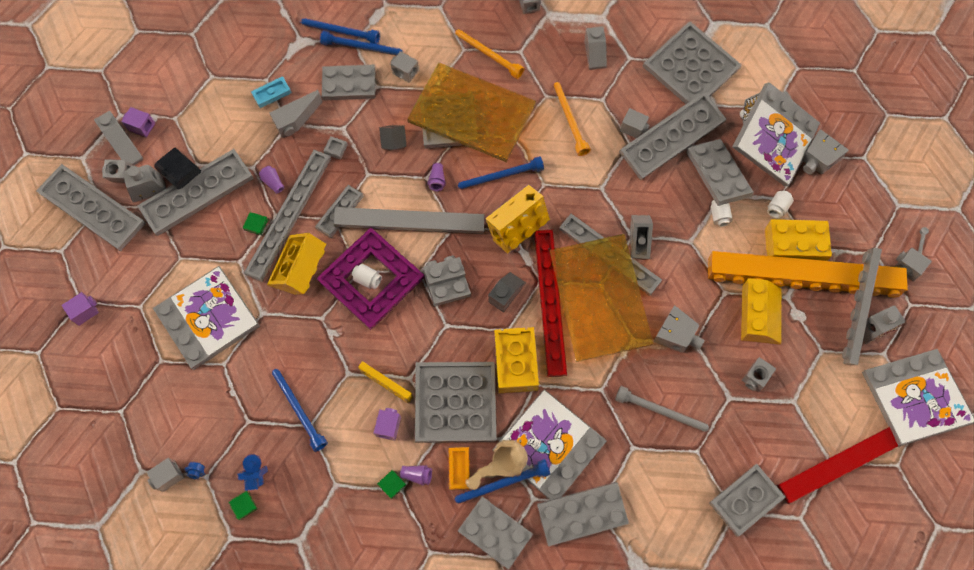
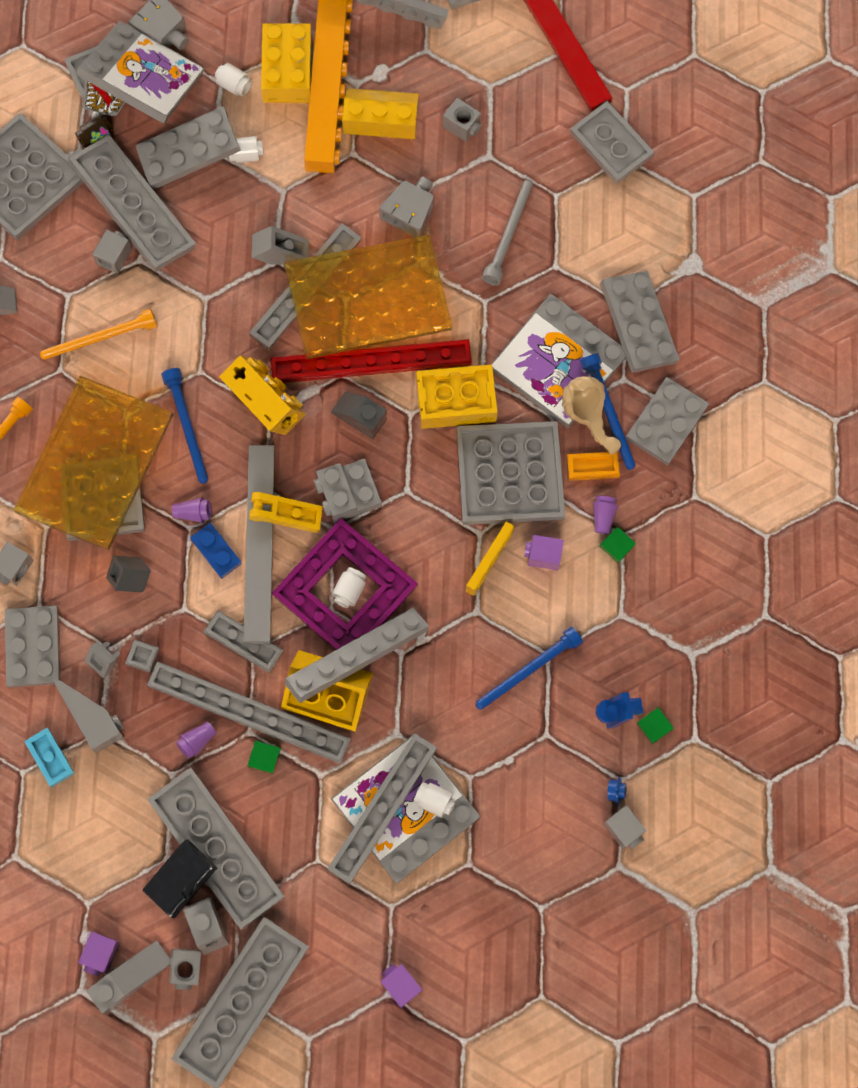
camera: 95 degrees left, 5 degrees up
(203, 297) = (382, 809): none -> light grey plate
(203, 332) = (434, 799): none -> white brick
(314, 280) = (356, 655): none -> light grey plate
(333, 121) = (101, 659): none -> light grey tile
(407, 193) = (215, 550): none -> blue plate
(429, 236) = (286, 512): none -> yellow plate
(729, 110) = (93, 131): none -> dark brown brick

